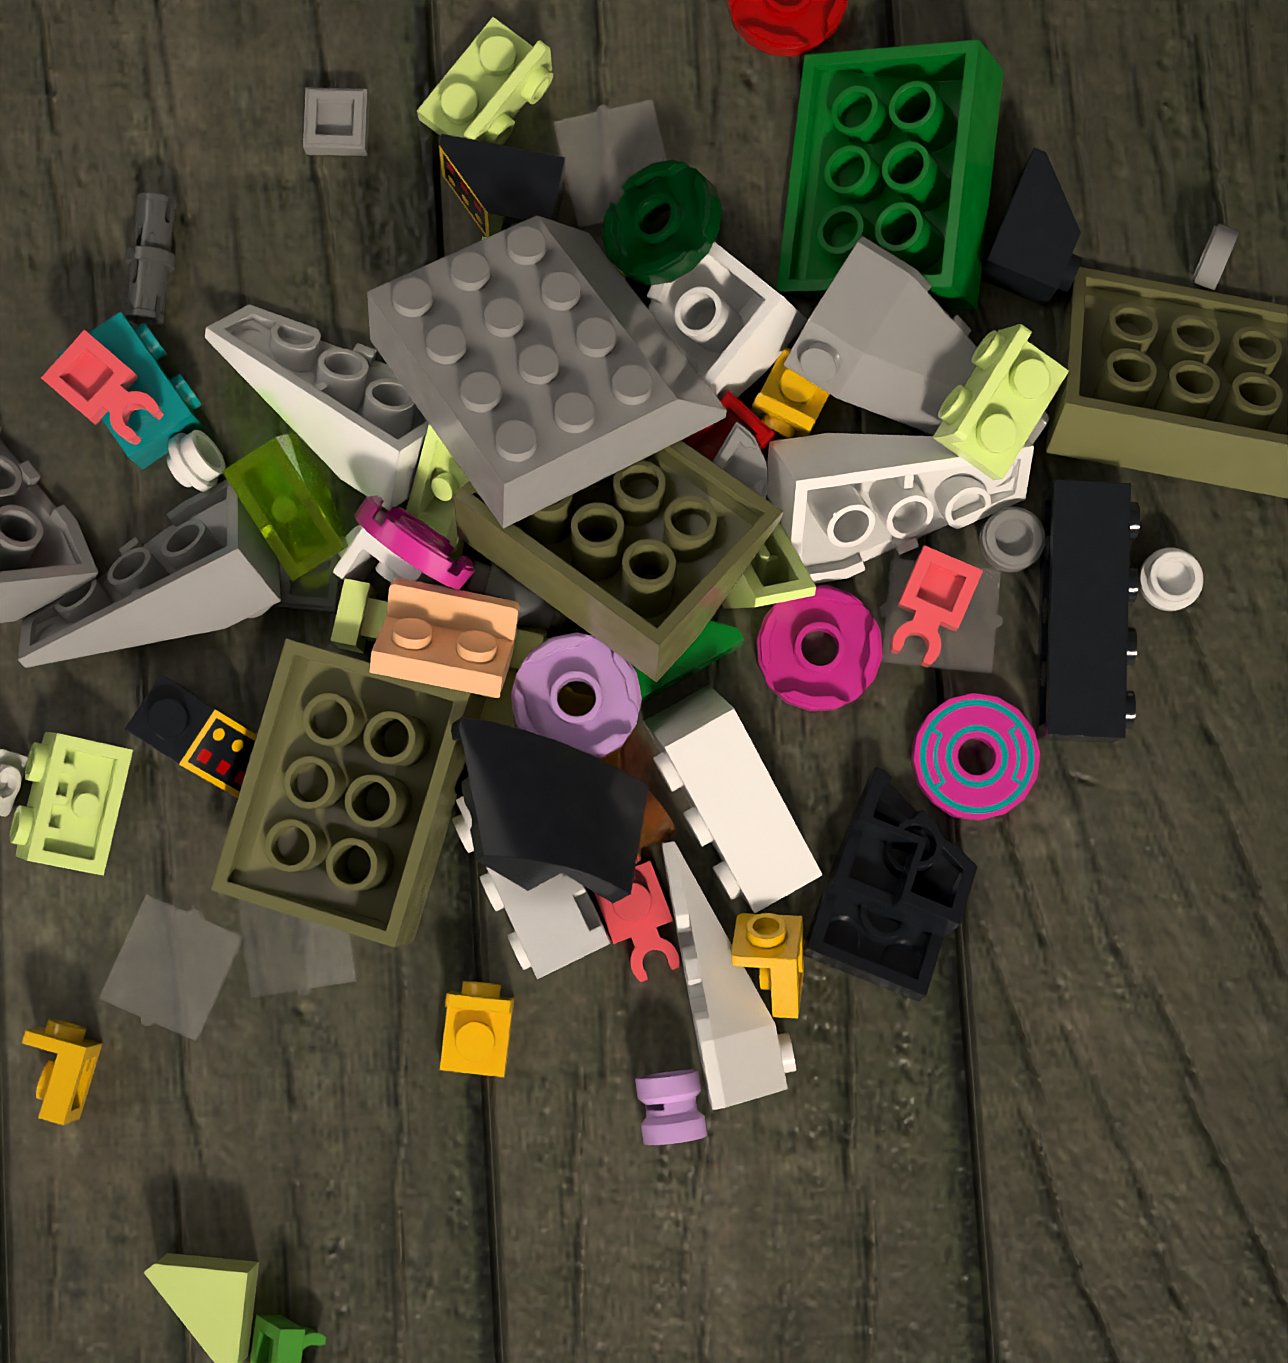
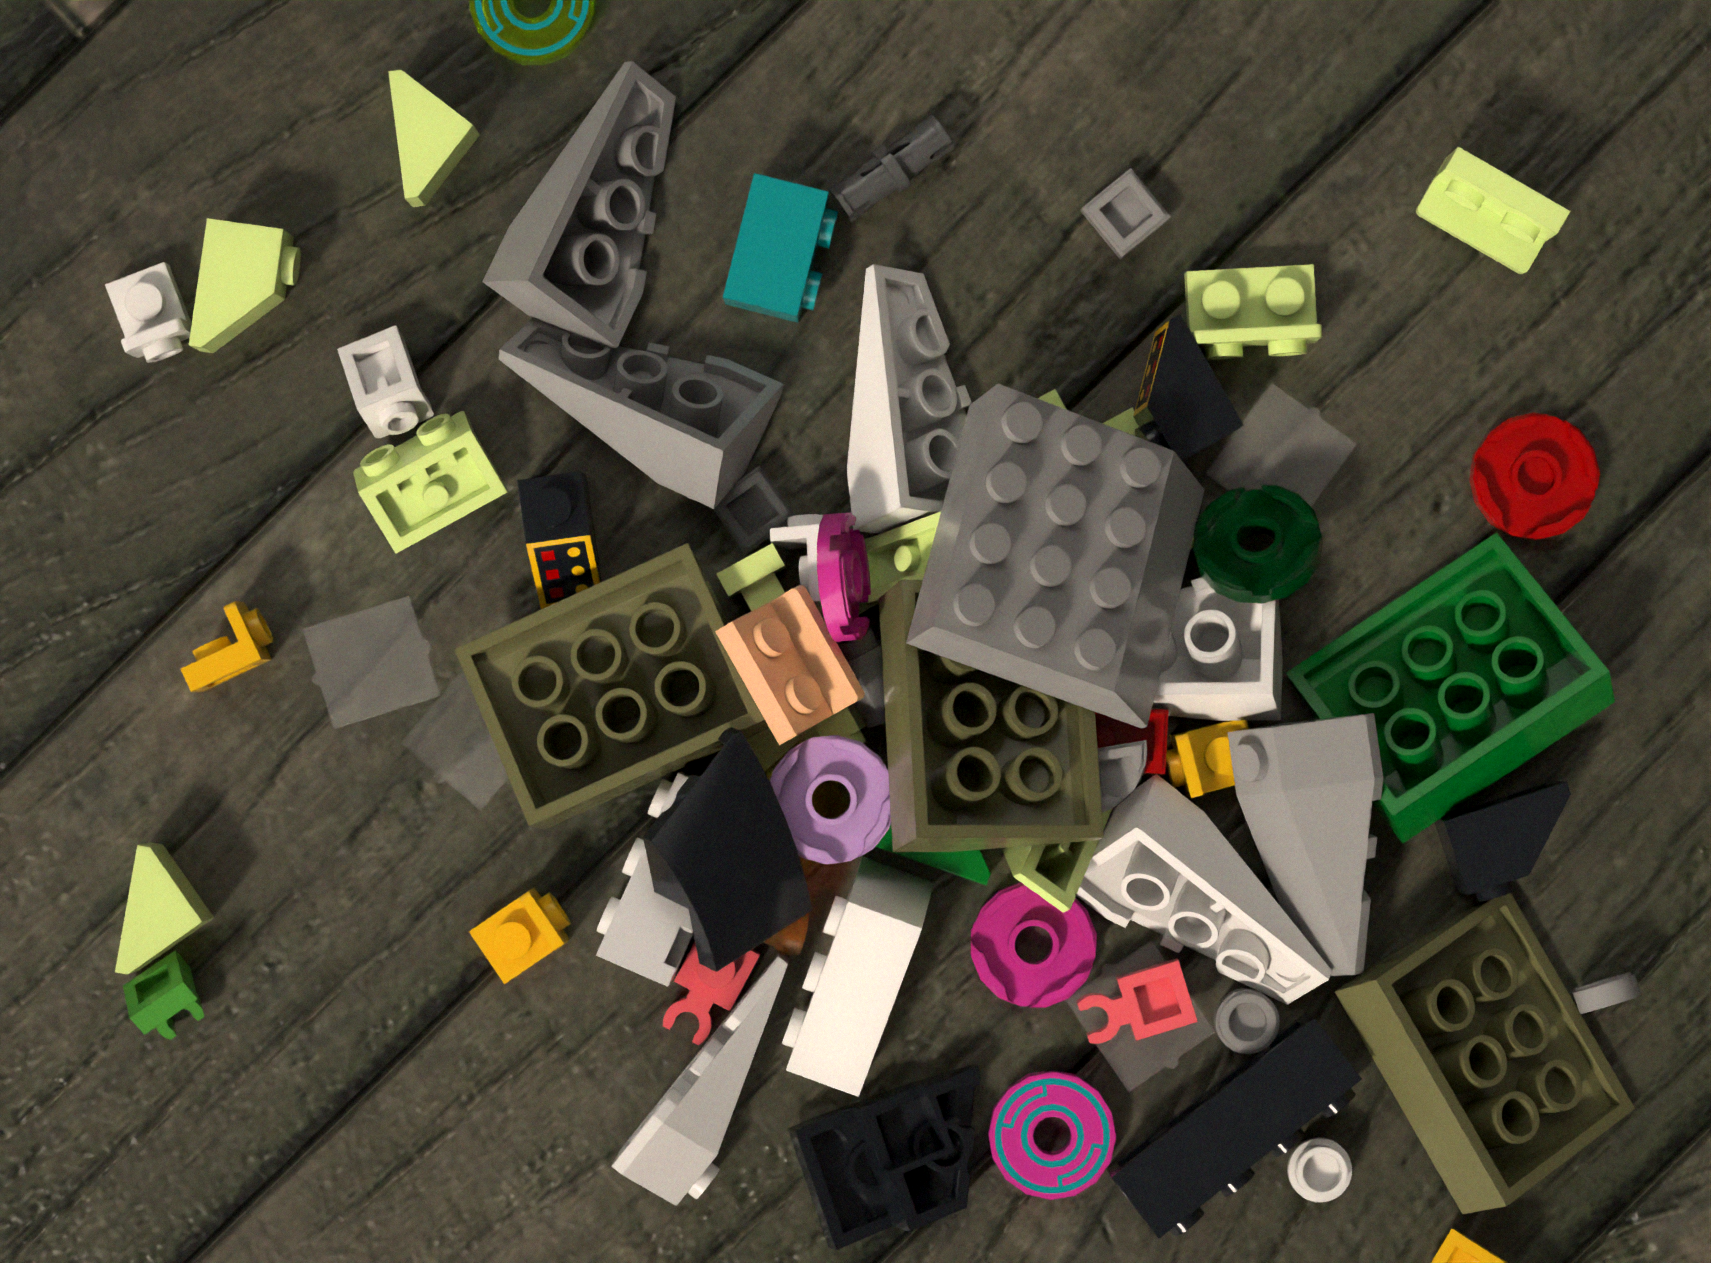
camera: 60 degrees right, 5 degrees up
(98, 384) = (756, 227): coral plate -> none
(195, 460) = (765, 344): white plate -> none
(289, 503) = (793, 450): clear neon green slope -> none
(671, 1107) = (589, 1128): lavender wheel -> none
(776, 948) = (772, 1106): yellow bracket -> none
(1000, 401) = (1335, 927): yellowish green bracket -> none

